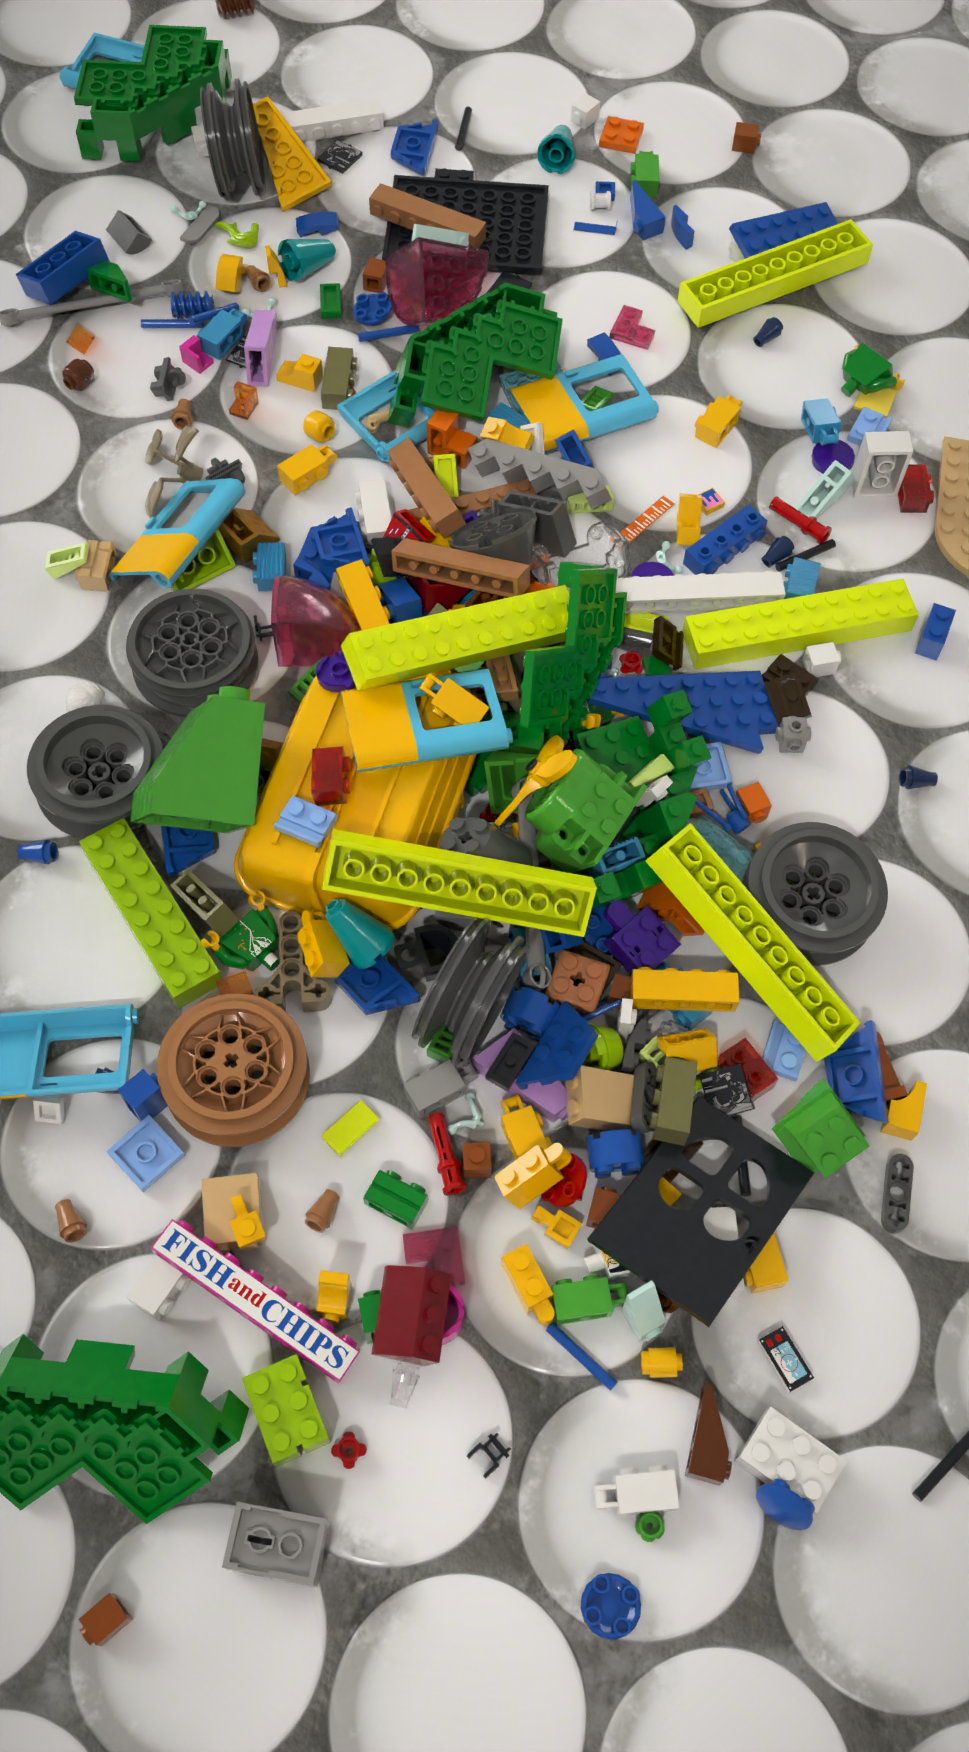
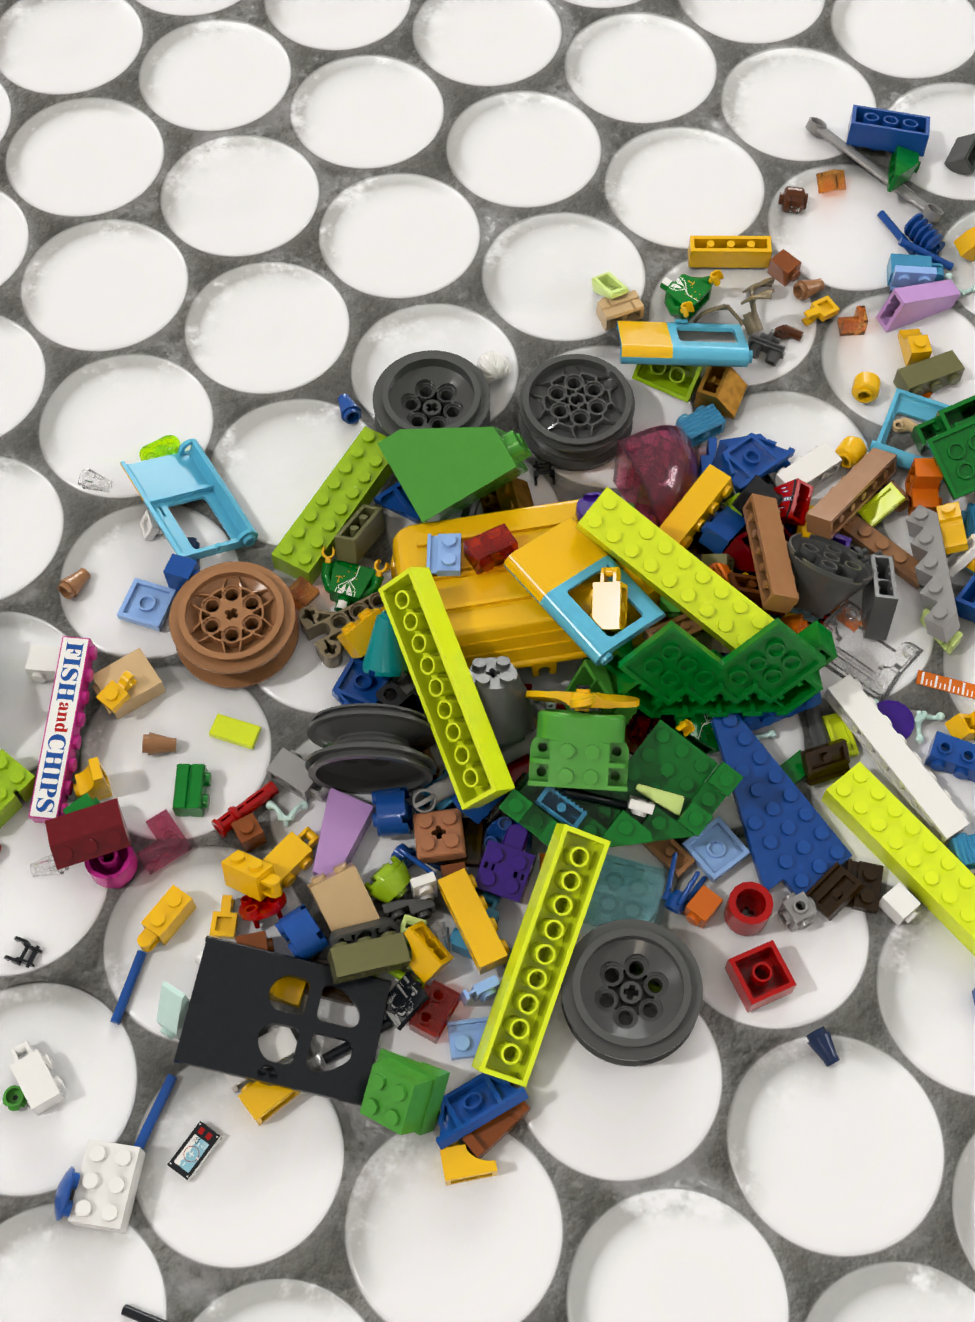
camera: 65 degrees right, 0 degrees up
(100, 448) = (729, 251): none -> yellow brick
(121, 503) = (689, 293): none -> green torso
(148, 418) = (784, 267): none -> dark orange brick
(168, 379) = (833, 260): dark grey hips -> none
(193, 355) = (875, 265): dark pink panel -> none
(213, 415) = (822, 309): none -> yellow plate
(218, 452) = (786, 331): none -> reddish brown arm
(233, 334) = (911, 275): none -> light blue plate
(306, 468) = (818, 400): yellow brick -> none
(377, 468) = (851, 451): none -> yellow head
(510, 1062) = (337, 814): black plate -> none
(559, 1050) = (366, 846): blue wing -> none
(585, 1299) = (171, 965): bright green brick -> none
(631, 657) = (792, 737): red plate -> none
(661, 1362) = (147, 1049): yellow brick -> none
(708, 1445) = (93, 1115): reddish brown slope -> none
(728, 1383) = (155, 1111): none -> blue bar
(750, 1016) = (483, 990): none -> light blue plate
(776, 767) = (753, 898): none -> red piece
(839, 790) = (760, 976): none -> red brick
(888, 1211) = (365, 1187): dark grey beam -> none

